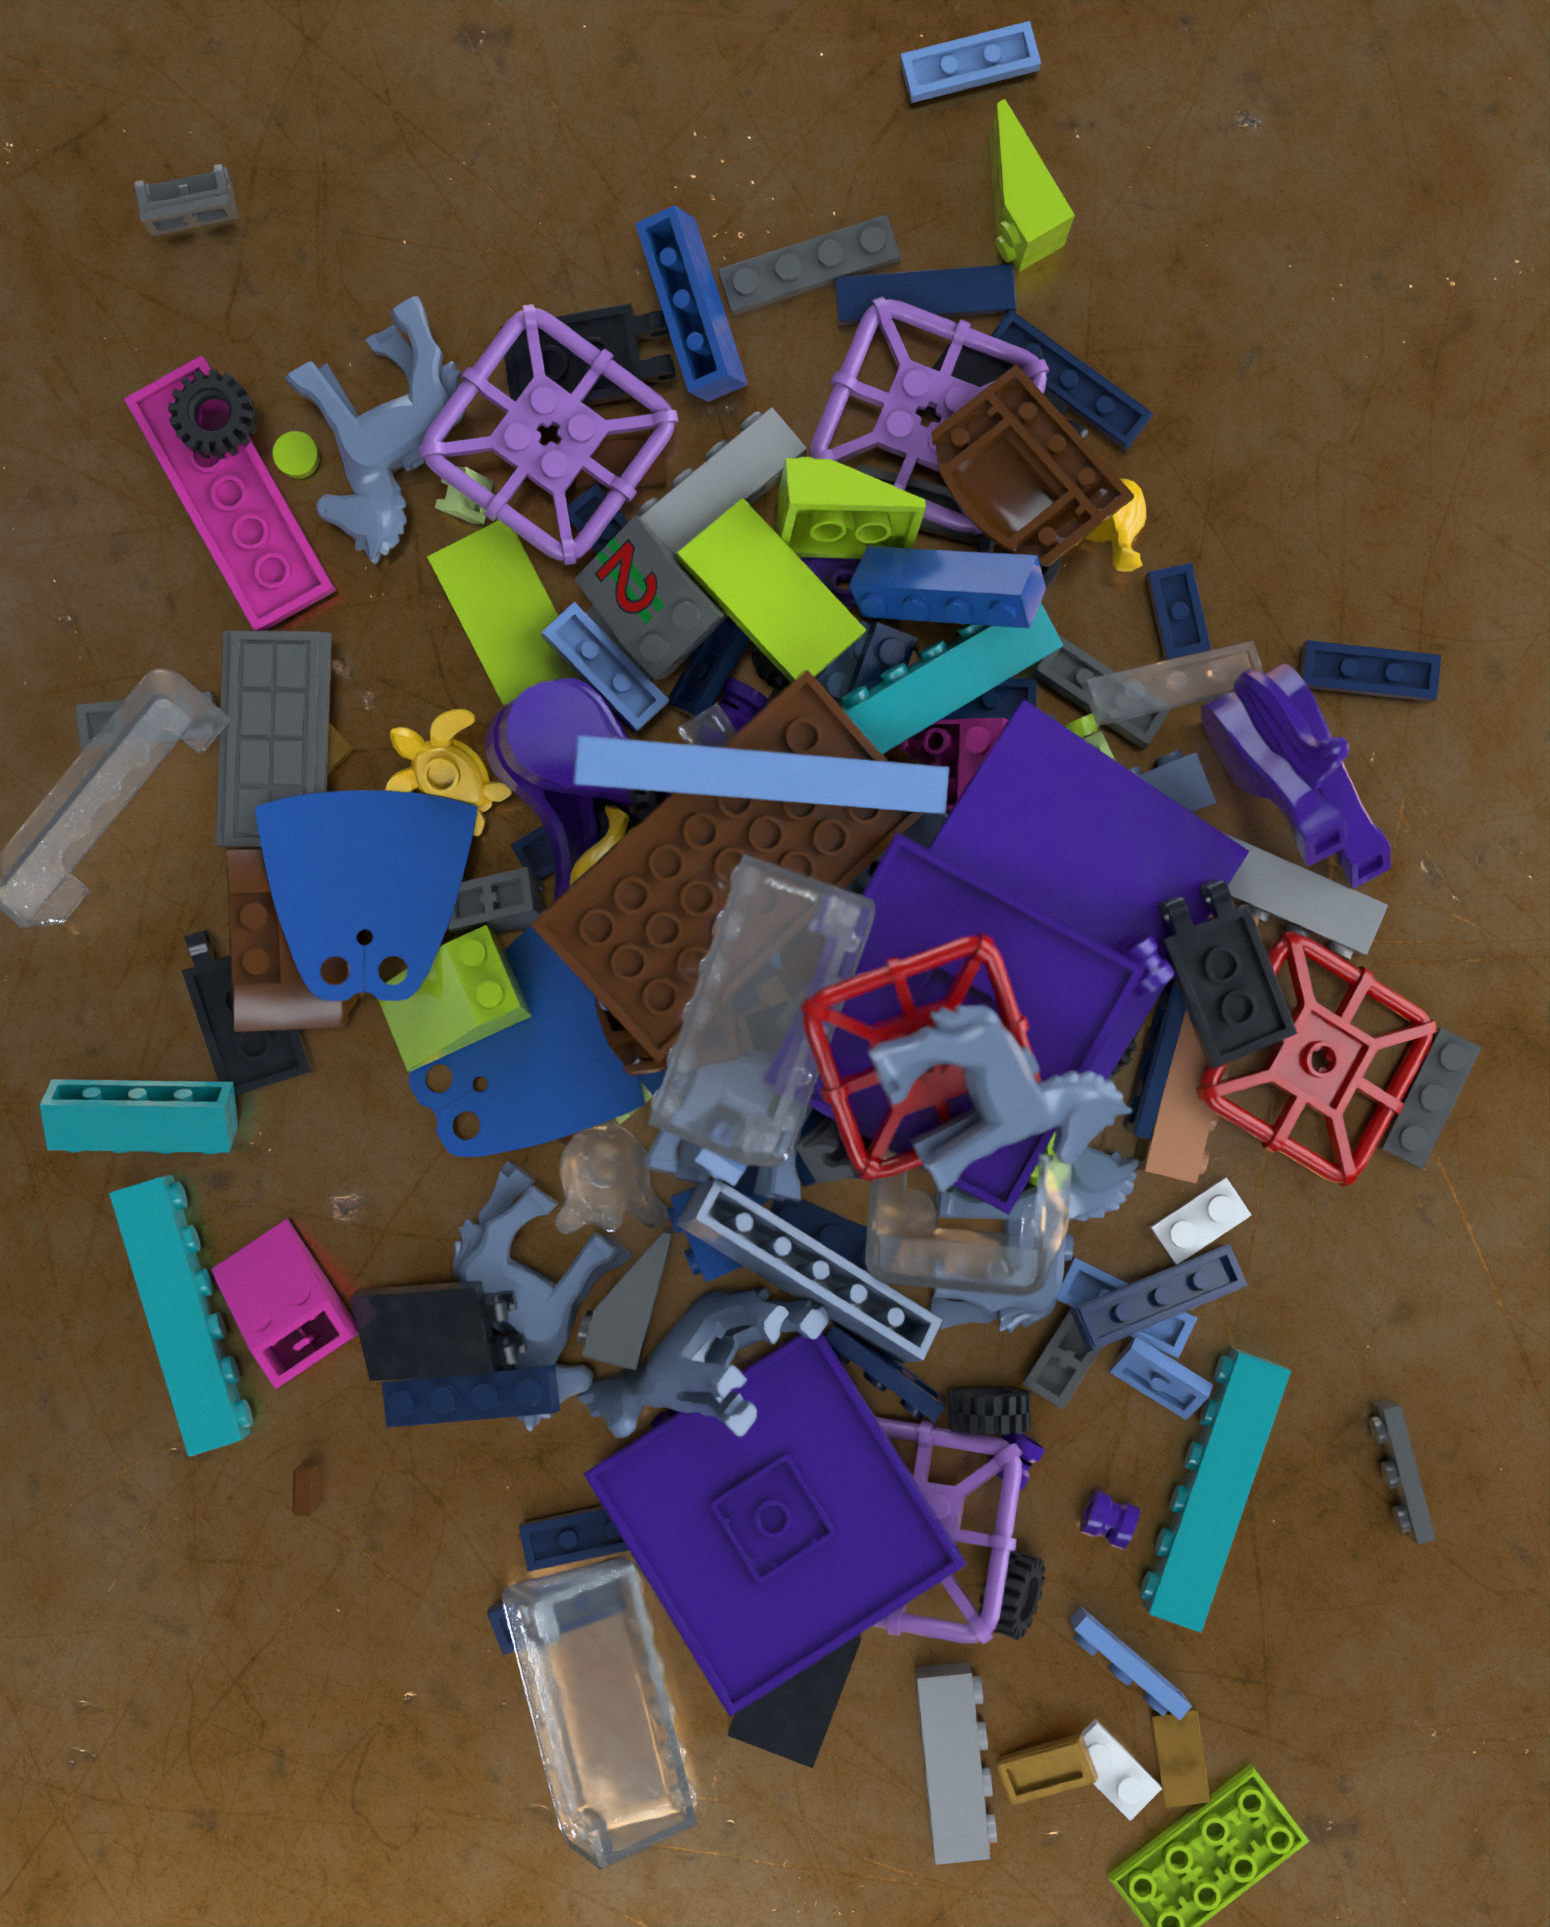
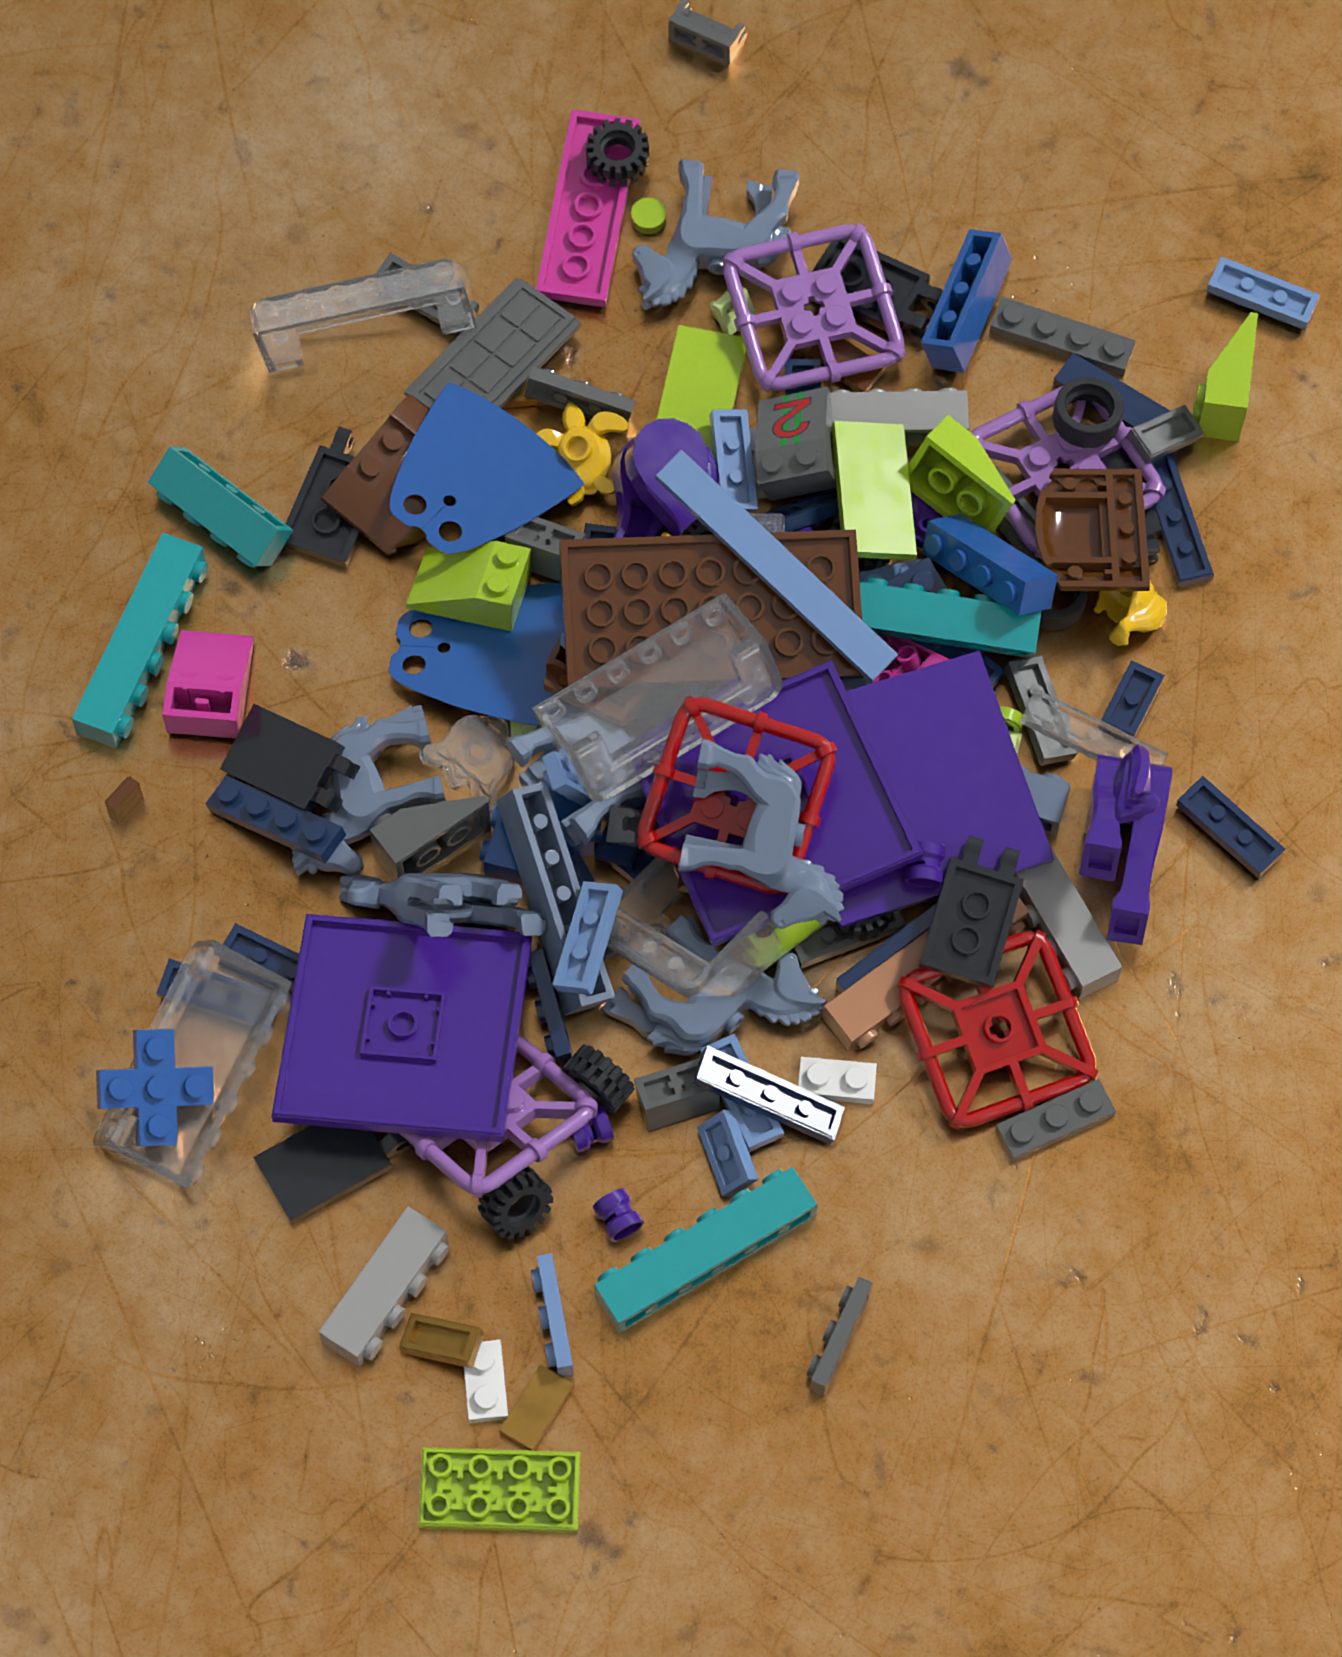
camera: 40 degrees right, 20 degrees down
(358, 729) = (558, 391): none -> dark grey plate
(587, 1761) = (155, 1087): none -> blue plate
(882, 1299) = (587, 938): none -> medium blue plate
(914, 307) = (1096, 391): none -> black tyre
(1000, 300) = (1165, 434): none -> dark grey tile

